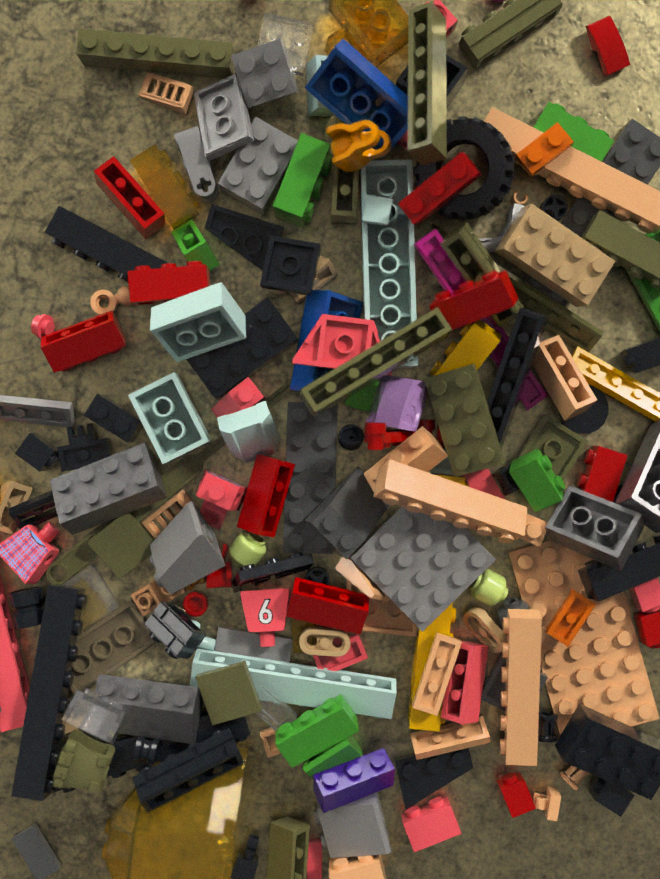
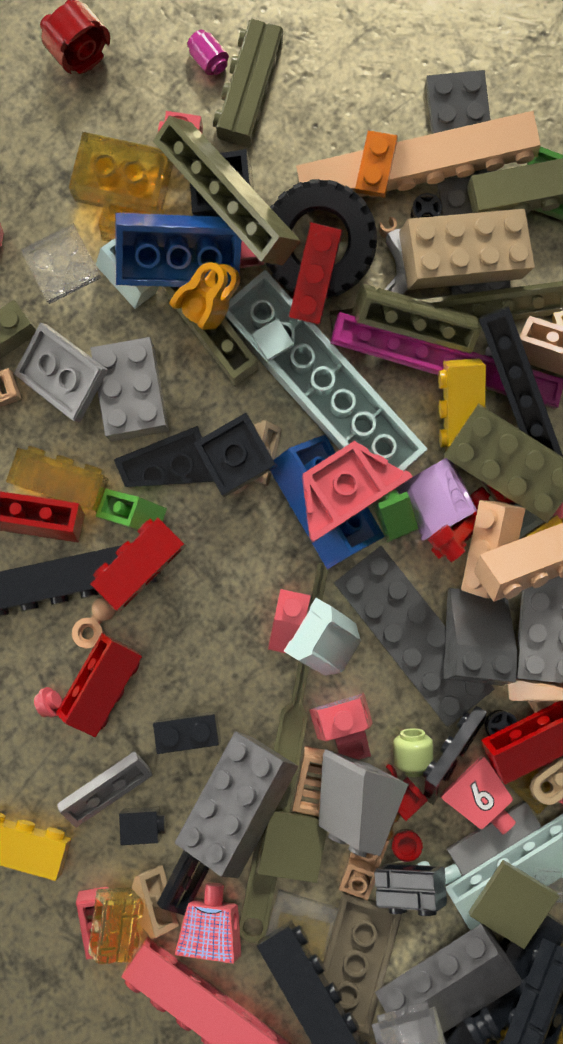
camera: 40 degrees left, 5 degrees down
(28, 606) = (253, 984): black wheel -> none
(82, 448) = (180, 787): black hinge -> none
(170, 418) = (239, 689): light aqua brick -> none
(196, 164) = (69, 434): light grey piece -> none
(198, 322) = (195, 576): light aqua brick -> none
(229, 365) = (252, 568): black brick -> none
(265, 73) = (67, 302): light grey brick -> none
(265, 495) = (388, 687): red brick -> none
(303, 181) = (182, 369): bright green brick -> none
(351, 437) = (419, 566): black tile -> none
(375, 362) = (391, 477): olive brick -> none
(476, 299) = (430, 348): red brick -> none
(586, 139) = (406, 124): bright green brick -> none
(609, 45) = (351, 29): red slope -> none

